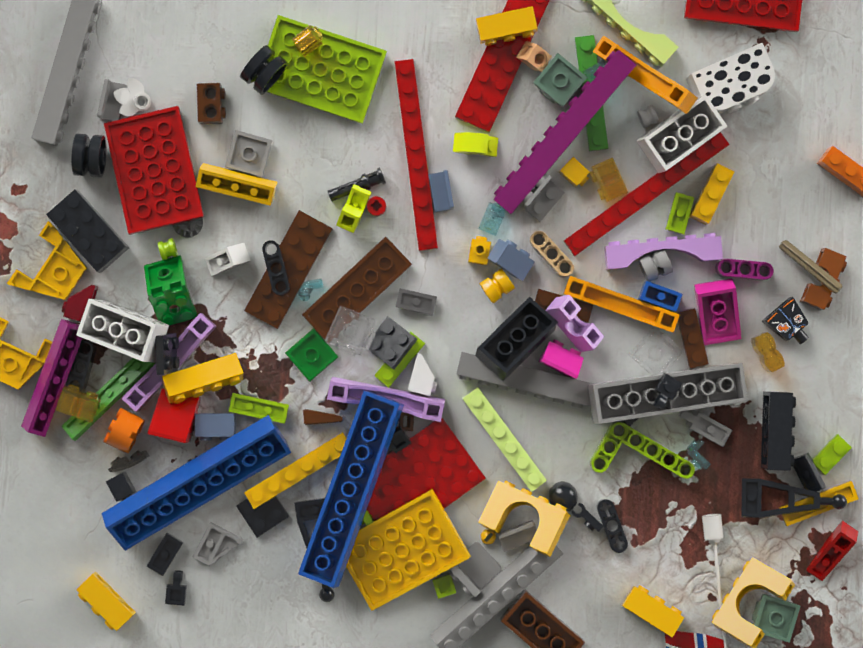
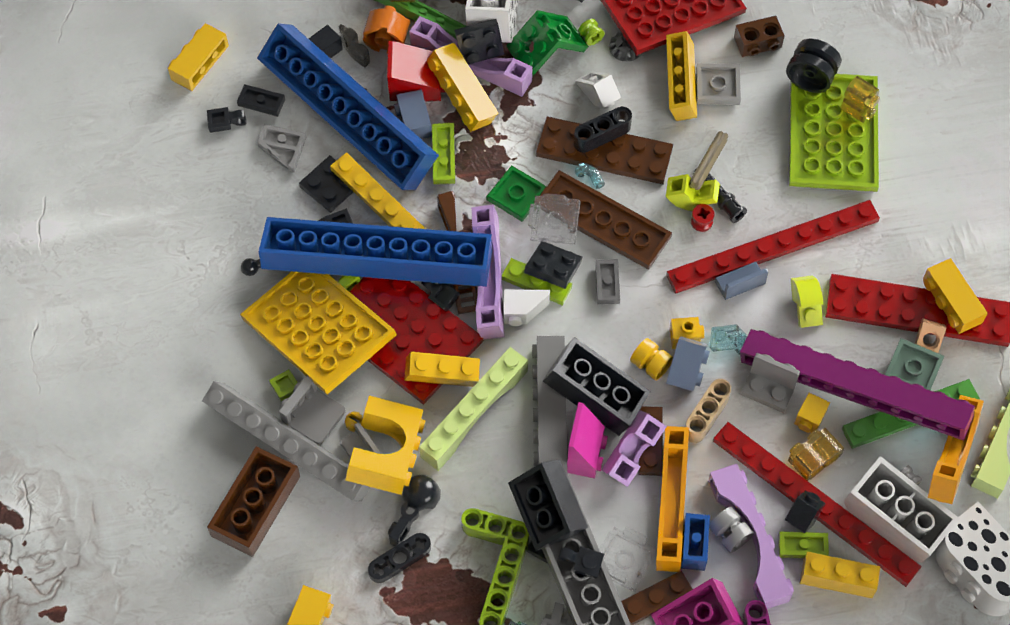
camera: 80 degrees right, 25 degrees down
(326, 185) = (708, 160): none -> dark tan axle
(469, 458) = (442, 369): none -> yellow brick
(620, 406) = (547, 504): none -> black slope
(656, 204) = (805, 511): none -> black brick

